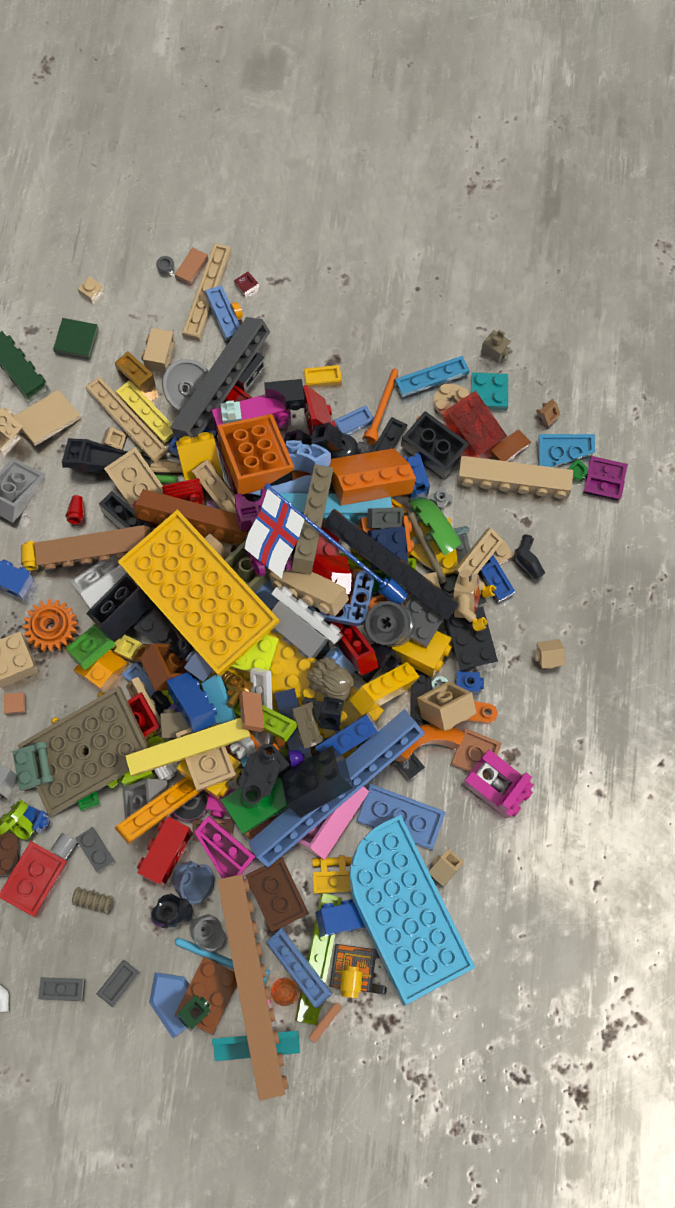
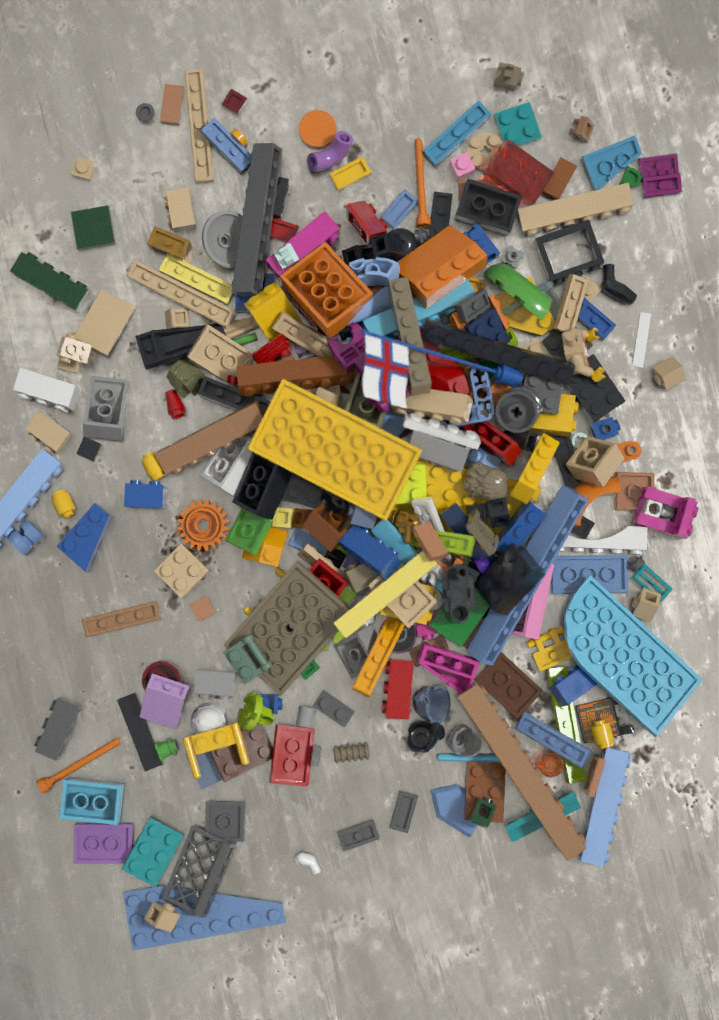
camera: 25 degrees left, 15 degrees up
(55, 889) = (316, 755): none -> flat silver tile
(95, 488) = (185, 377): none -> olive hair
(287, 391) = (334, 215): black arch -> none
(309, 330) = (317, 129): none -> orange tile
(311, 354) = (332, 155): none -> medium lavender cylinder
(323, 1061) = (603, 807): none -> light blue brick
(425, 402) = (462, 166): none -> bright pink brick
(427, 548) = (520, 316): dark tan bar -> none
(451, 823) = (635, 563): none -> dark grey plate
(451, 834) = (654, 575): none -> teal tile
(452, 795) = (629, 538): none -> white arch
(497, 494) = (561, 234): none -> black window
(535, 616) = (641, 340): none -> white sticker

